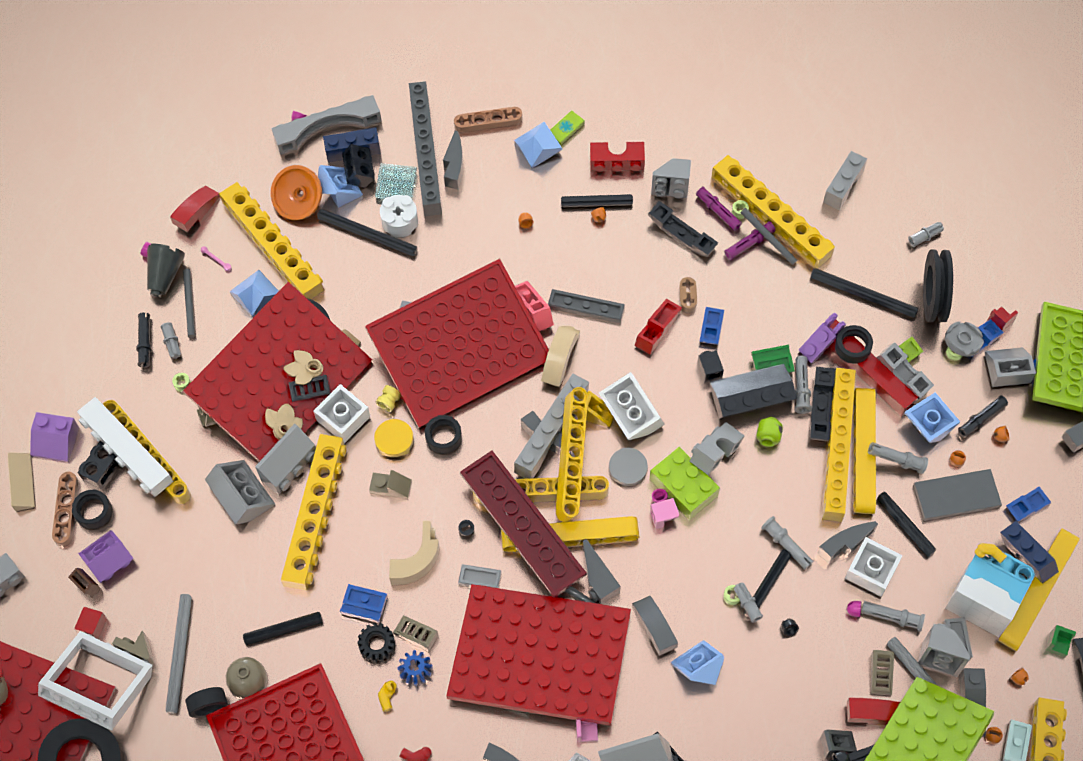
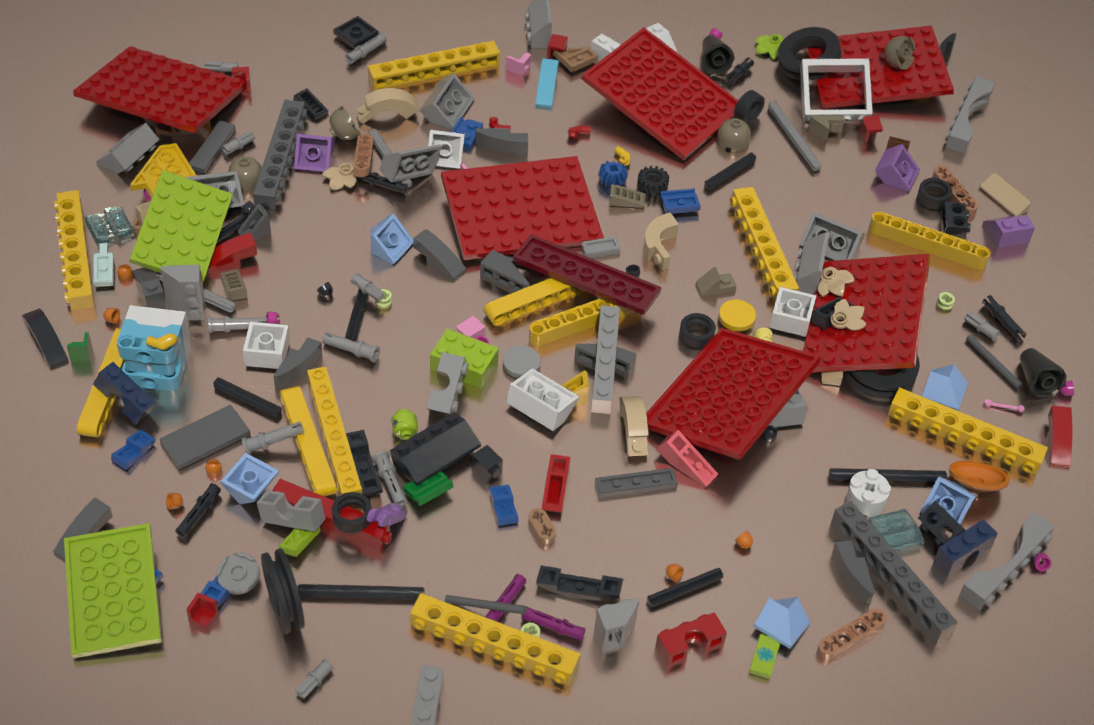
camera: 150 degrees right, 15 degrees down
(125, 447) = (944, 222): white brick -> none
(575, 463) = (574, 329): yellow beam -> none
(1010, 366) = (182, 562): light grey slope -> none

